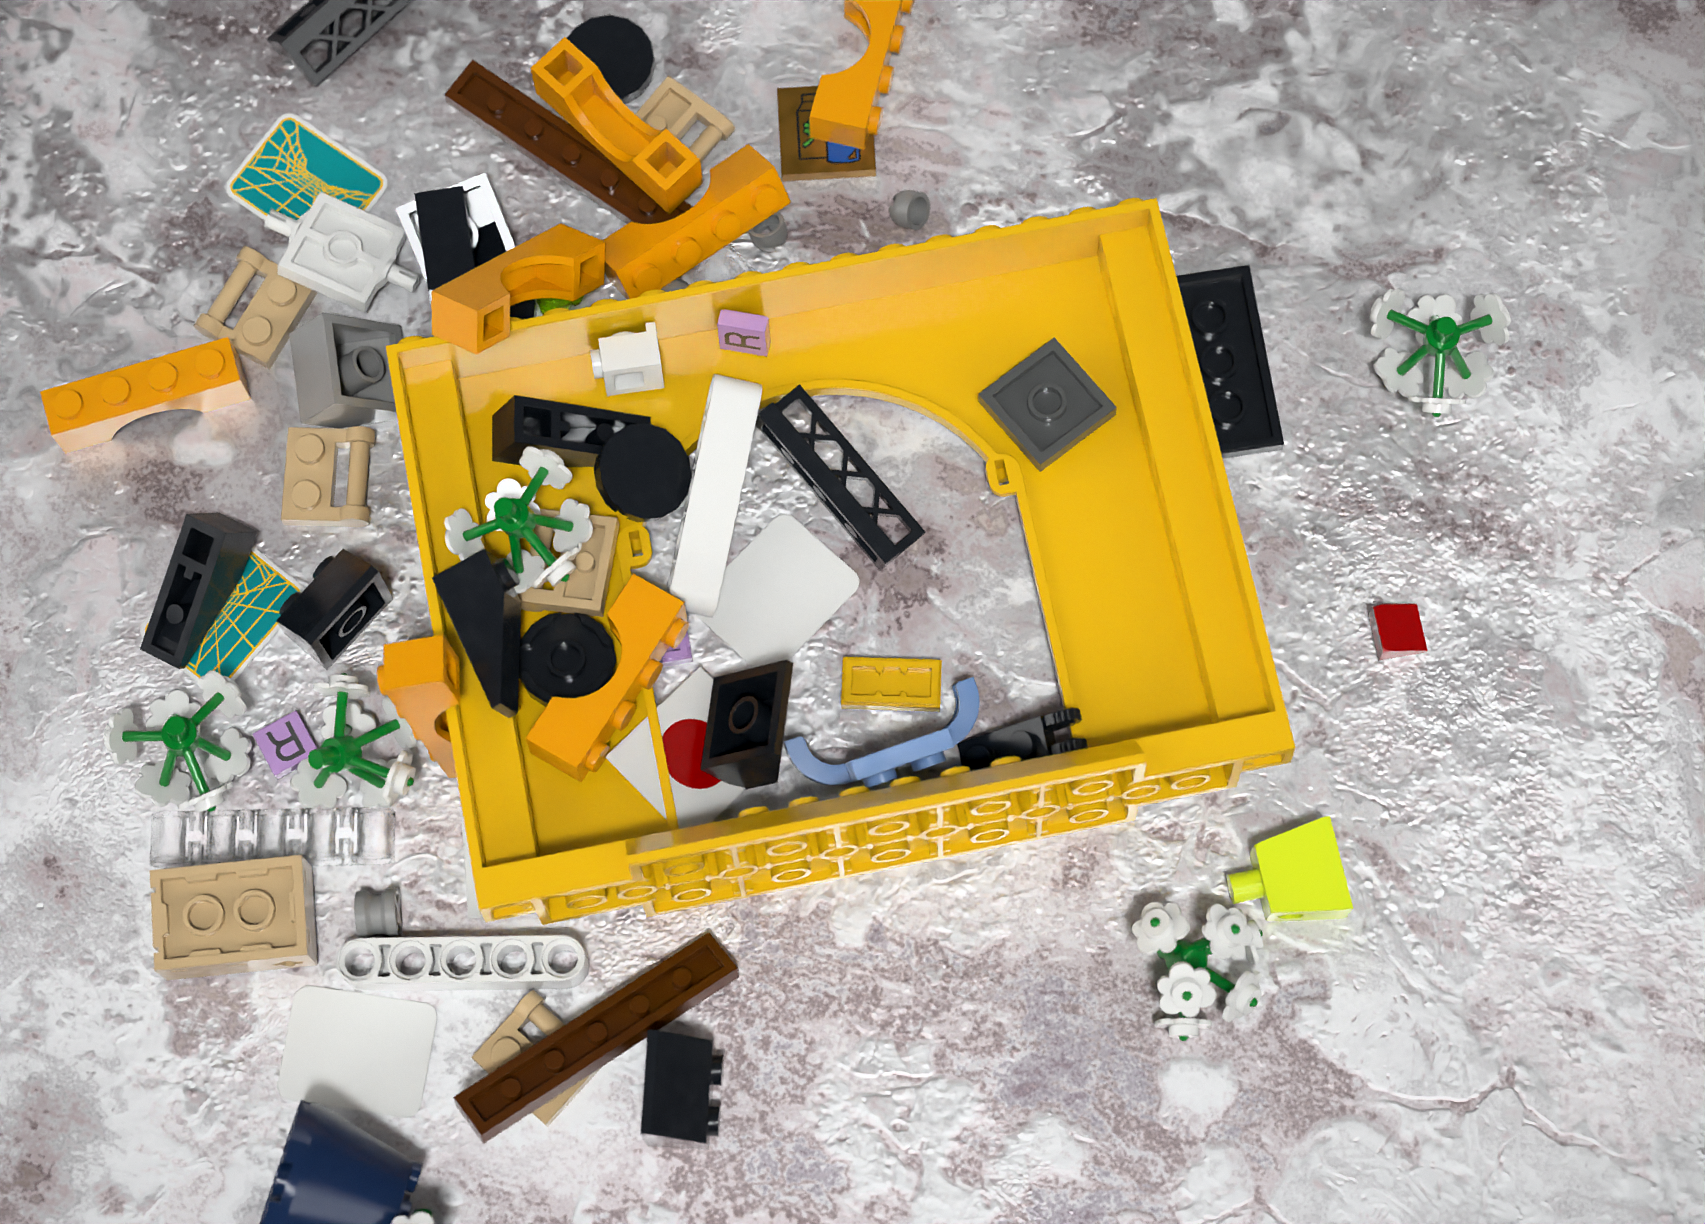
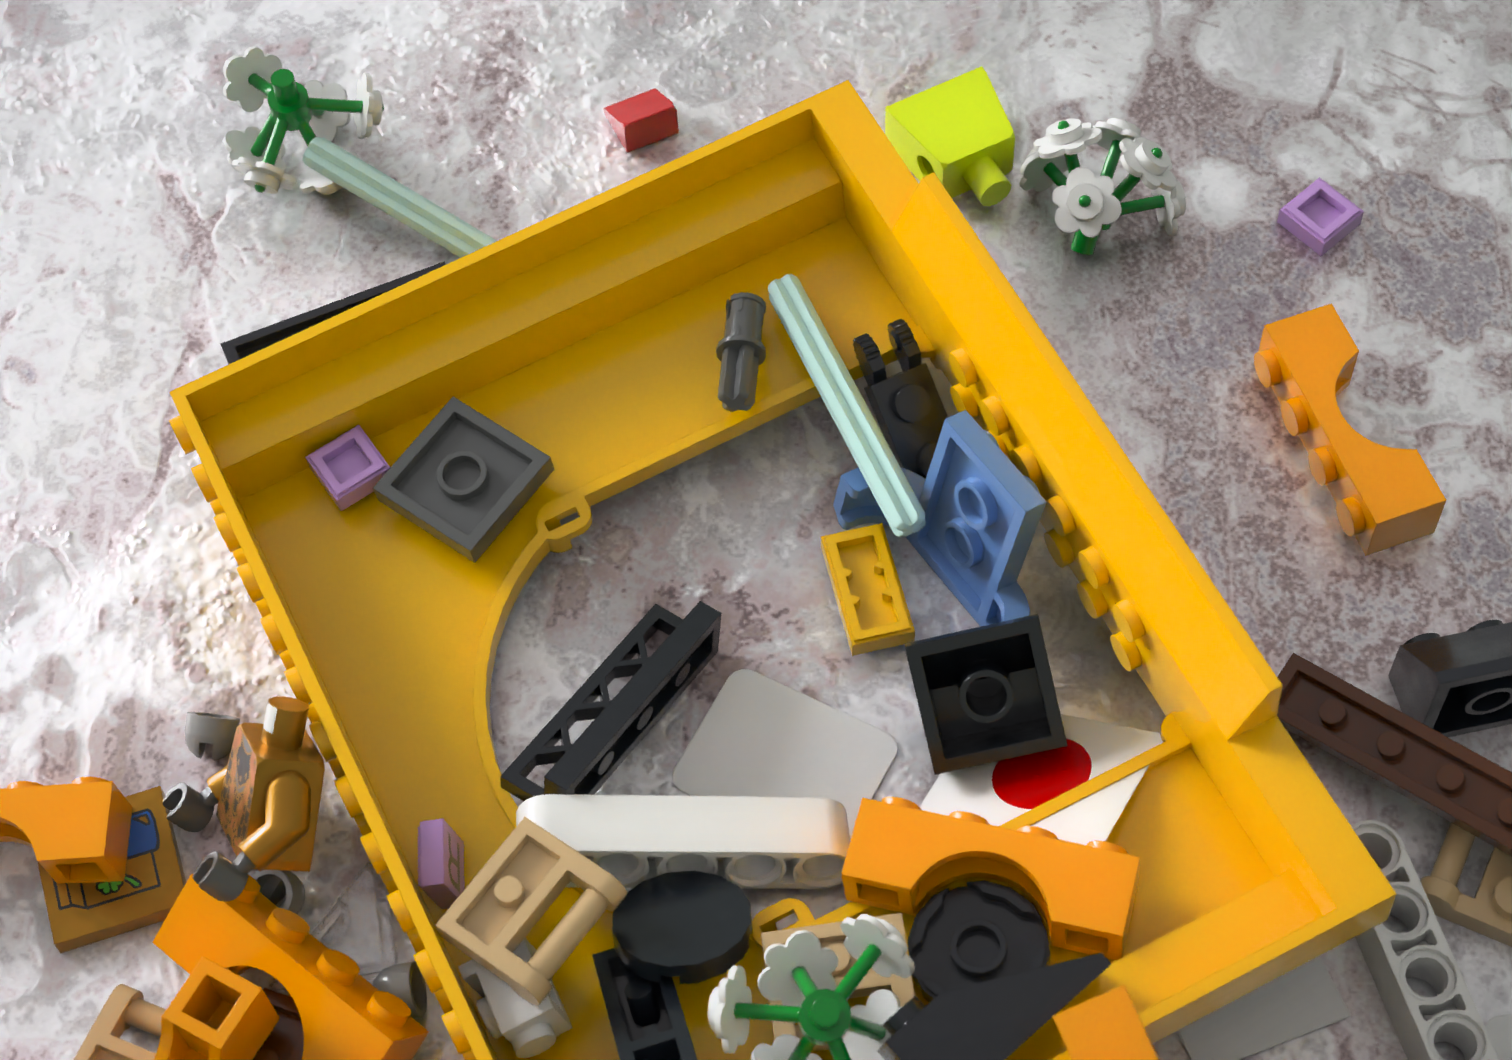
camera: 105 degrees left, 15 degrees down
(679, 356) = (512, 897): none -> tan plate
(814, 225) = (263, 798): none -> pearl gold torso
(988, 1080) = (1378, 490): none -> light orange arch
(1030, 691) = (847, 406): none -> light aqua axle
(1090, 331) = (348, 467): none -> lavender tile
(1094, 624) = (741, 351): none -> dark grey axle
(1144, 1155) = (1320, 216): none -> lavender tile
(1338, 420) = (394, 198): none -> light aqua axle

